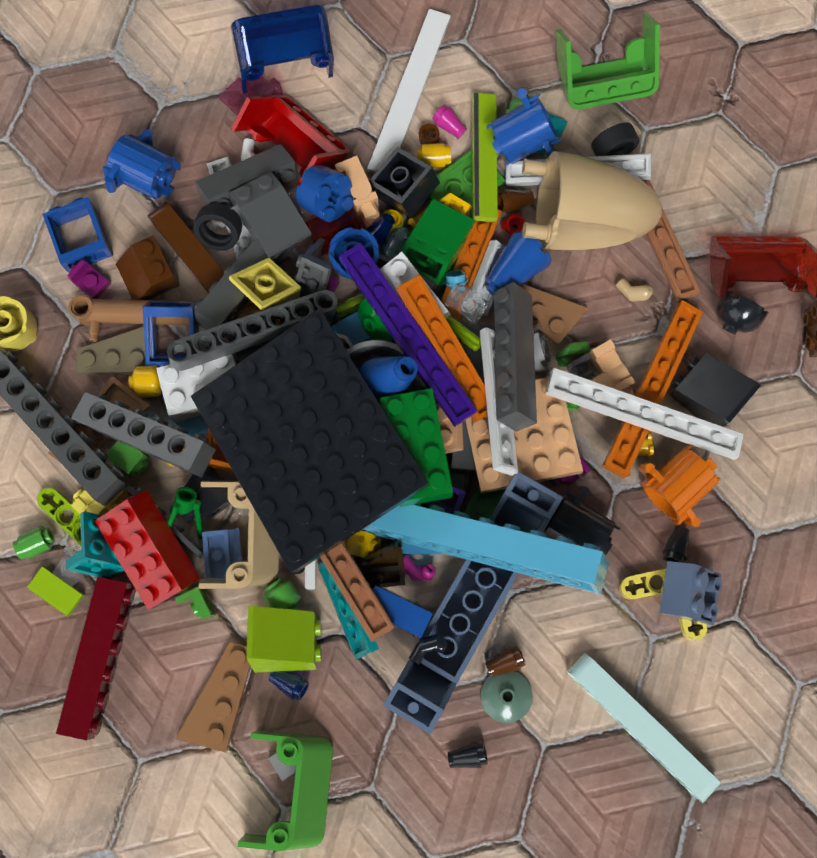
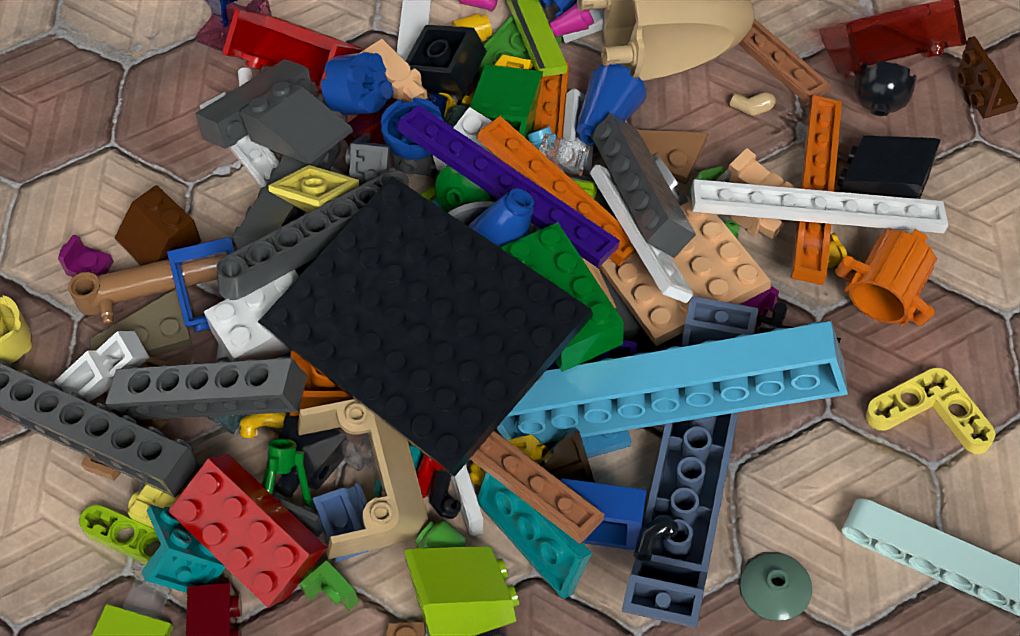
camera: 15 degrees left, 20 degrees down
(33, 542) = (88, 577): bright green brick -> none
(78, 380) = (95, 369): none -> white slope
(90, 253) = (56, 187): blue window -> none
(128, 459) = (196, 434): bright green brick -> none
(140, 166) = (121, 123): blue container -> none
(145, 381) = (192, 345): yellow head -> none
(186, 245) = (198, 192): reddish brown beam -> none
(219, 213) = (235, 177): black tyre -> none
(418, 572) = (611, 471): dark pink arm -> none
(426, 129) = (455, 8): reddish brown bush -> none
(506, 662) = (760, 541): reddish brown cone -> none
(513, 200) = (580, 49): reddish brown cone -> none
(514, 175) = (571, 21): none -> dark pink cone
(515, 219) = (584, 73): red plate -> none
(677, 545) = (917, 350): black cone -> none
(690, 592) = (956, 388): sand blue slope -> none

